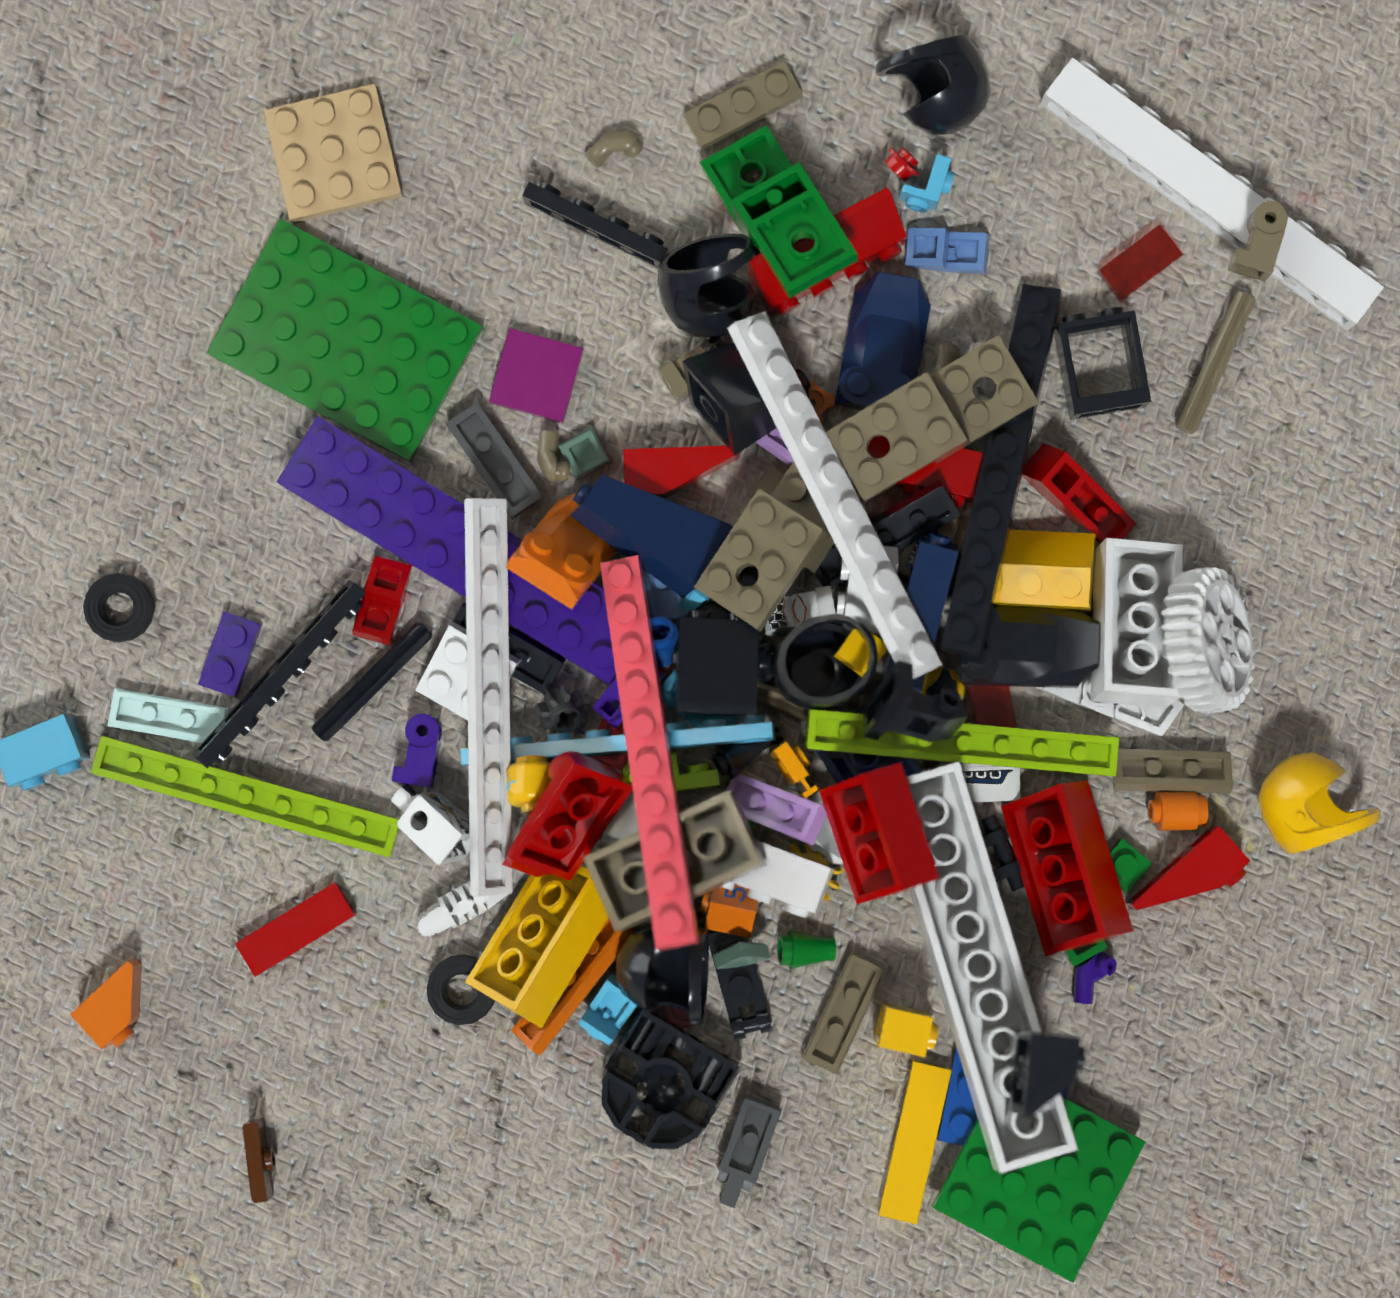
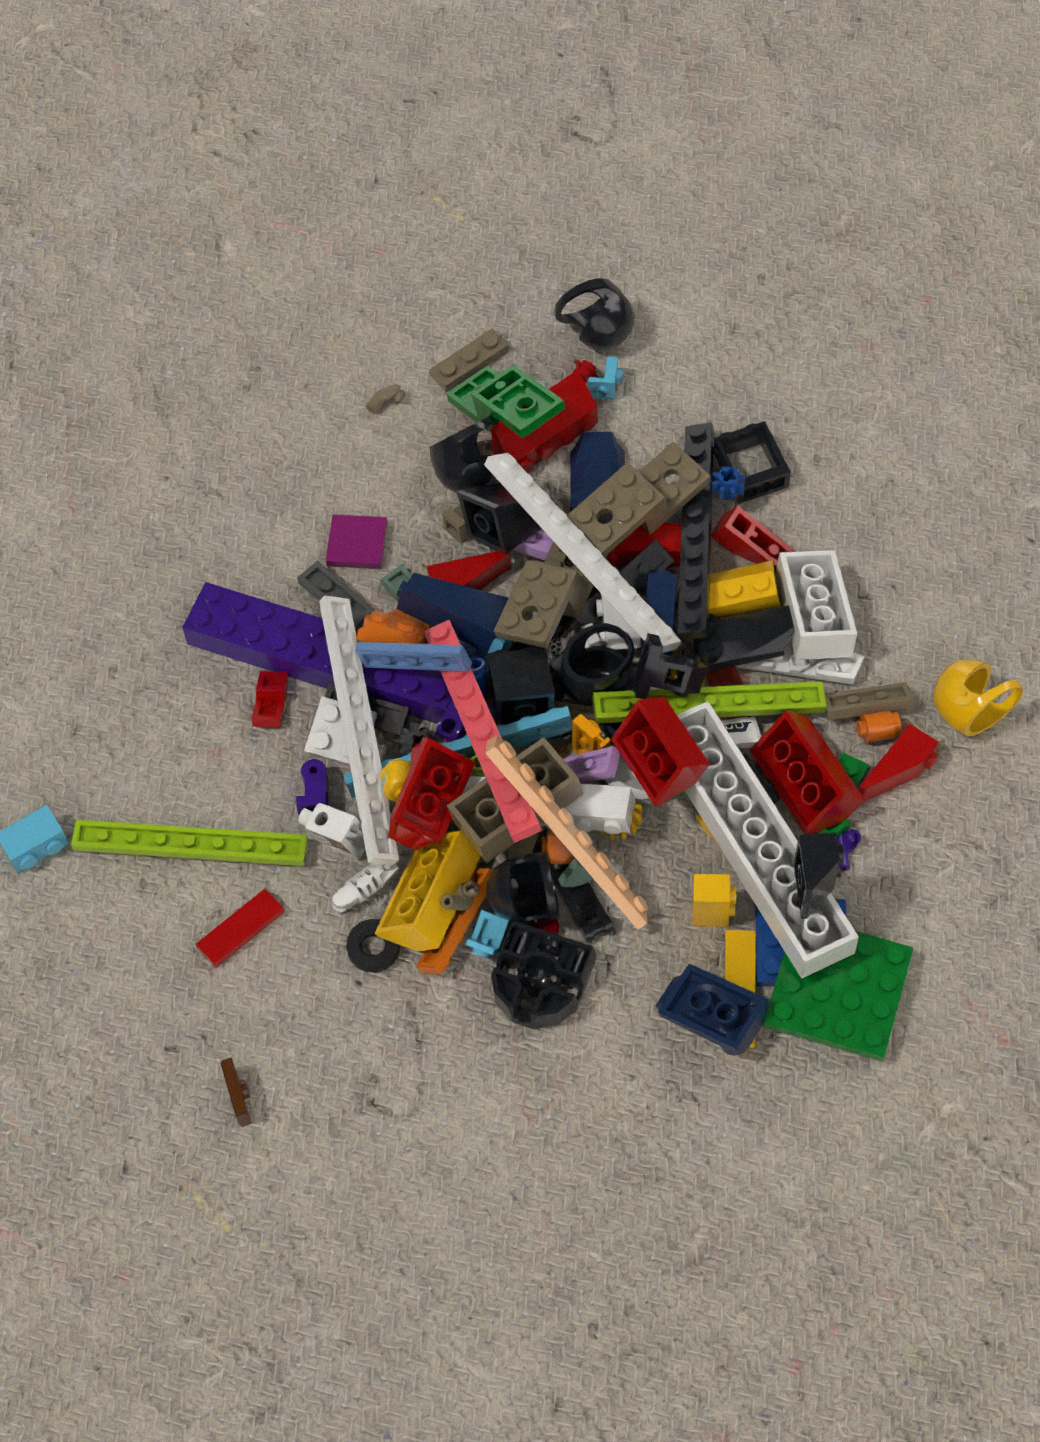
camera: 10 degrees left, 25 degrees down
(95, 607) = (74, 722): black tyre -> none
(112, 1007) = (107, 1003): orange slope -> none
(164, 715) = (124, 803): light aqua tile -> none
(230, 654) = (163, 754): dark purple plate -> none
(269, 686) = (196, 763): black plate -> none
(333, 153) = (191, 436): tan plate -> none
(345, 340) = (216, 539): green plate -> none
(372, 681) = (271, 752): black axle -> none
(547, 457) = (374, 588): dark tan arm -> none
(577, 618) = (413, 656): none -> medium blue tile
(582, 217) = (380, 442): black plate -> none
(583, 965) = (462, 897): none -> dark tan arm
(730, 928) = (562, 825): none -> light nougat plate
(747, 1148) = (612, 1014): dark grey hinge -> none
(804, 949) = (630, 866): green cone -> none
(843, 1012) = (665, 909): dark tan tile -> none
(855, 654) = (618, 654): yellow tile -> none
(870, 1175) = (714, 1009): none -> dark blue slope
(947, 251) = (624, 419): medium blue slope -> none
(1068, 415) = (728, 483): none -> blue gear
(1140, 263) = (763, 402): clear red tile -> none
(1206, 189) = (801, 352): white brick -> none
(1208, 640) = (868, 600): white gear -> none
(1215, 362) = (830, 450): dark tan axle -> none
(1266, 231) = (840, 356): dark tan leg -> none

